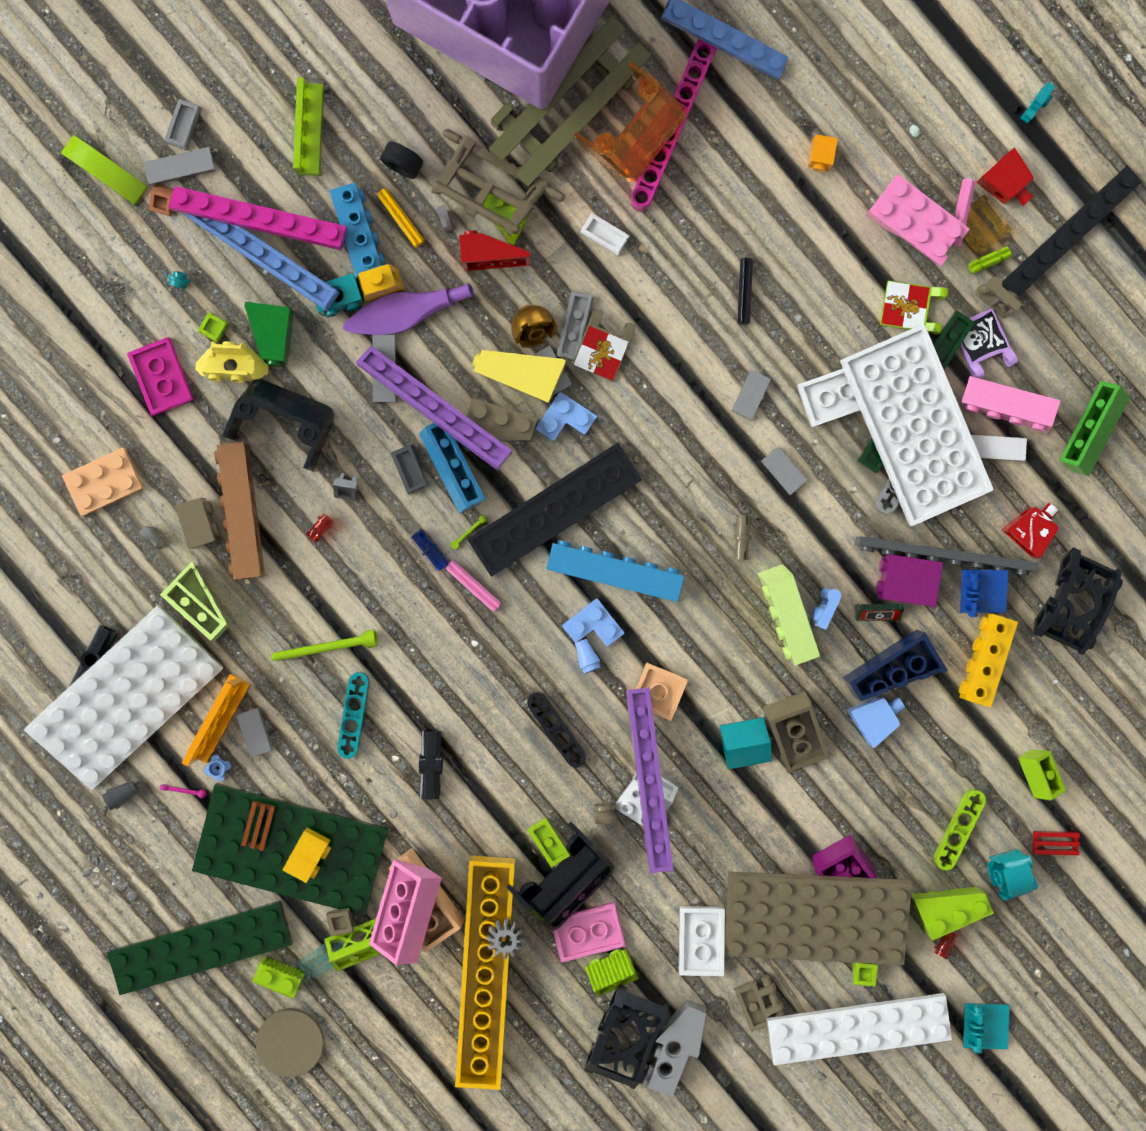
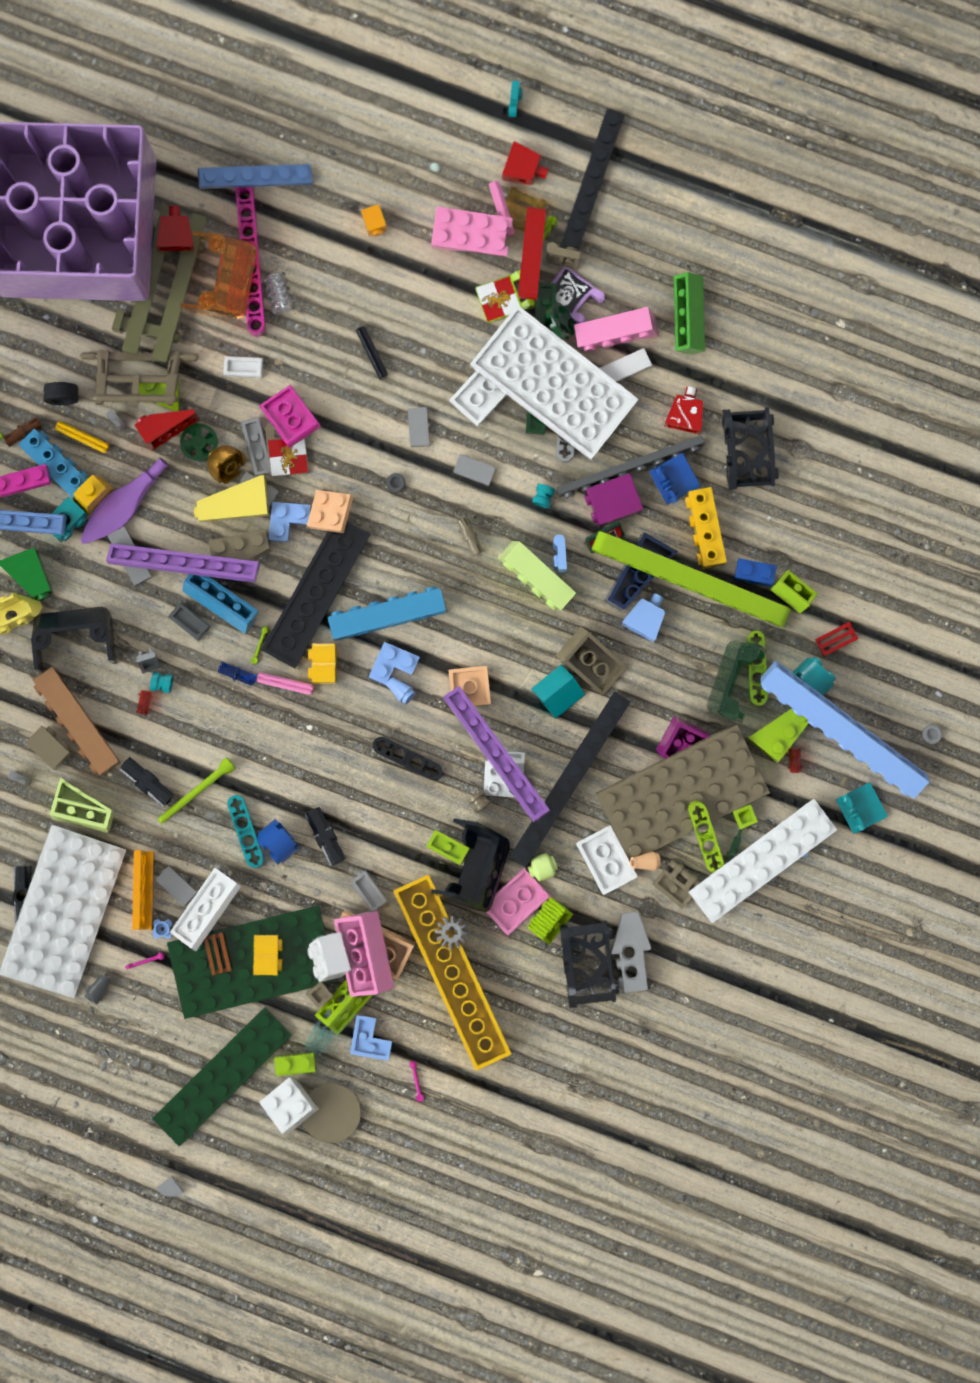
camera: 20 degrees left, 5 degrees down
(89, 1030) = (170, 1188): none -> light grey tile
(249, 1017) = (289, 1105): none -> white brick
(269, 774) = (205, 909): none -> white plate
(279, 611) = (146, 782): none -> black piece
(341, 178) = (21, 432): none -> reddish brown pin
(346, 516) = (161, 682): none -> teal wheel
(360, 994) = (363, 1042): none -> light blue plate
(367, 895) = (329, 957): none -> white brick
(379, 746) = (278, 841): none -> blue brick
(387, 1073) = (419, 1097): none -> dark pink hinge
(445, 842) = (369, 891): none -> light grey tile
(517, 288) = (198, 442): none -> dark green piece
(523, 587) = (323, 663): none -> yellow brick
(609, 52) = (174, 232): none -> red torso
(613, 434) = (330, 511): none -> light nougat plate
(625, 312) = (289, 416): none -> dark pink tile
(633, 914) = (542, 867): none -> yellowish green head
(682, 176) = (277, 293): none -> clear piece
(696, 440) = (395, 483): none -> dark grey tile
(713, 839) = (571, 778): none -> black brick
(741, 965) = (646, 861): none -> light nougat cone
(815, 974) = (706, 836): none -> lime beam
(836, 997) = (734, 846): none -> clear green piece
(840, 536) = (543, 495): none -> teal wheel
(927, 826) = (720, 698): none -> clear green windscreen
(945, 706) = (691, 579): none -> lime beam
(960, 360) = (559, 317): none -> dark green piece
(968, 277) = (531, 253): none -> red beam
(1012, 732) = (755, 572): none -> blue brick
(1017, 946) = (844, 729): none -> light blue brick
(1097, 990) = (931, 734): none -> light grey tile

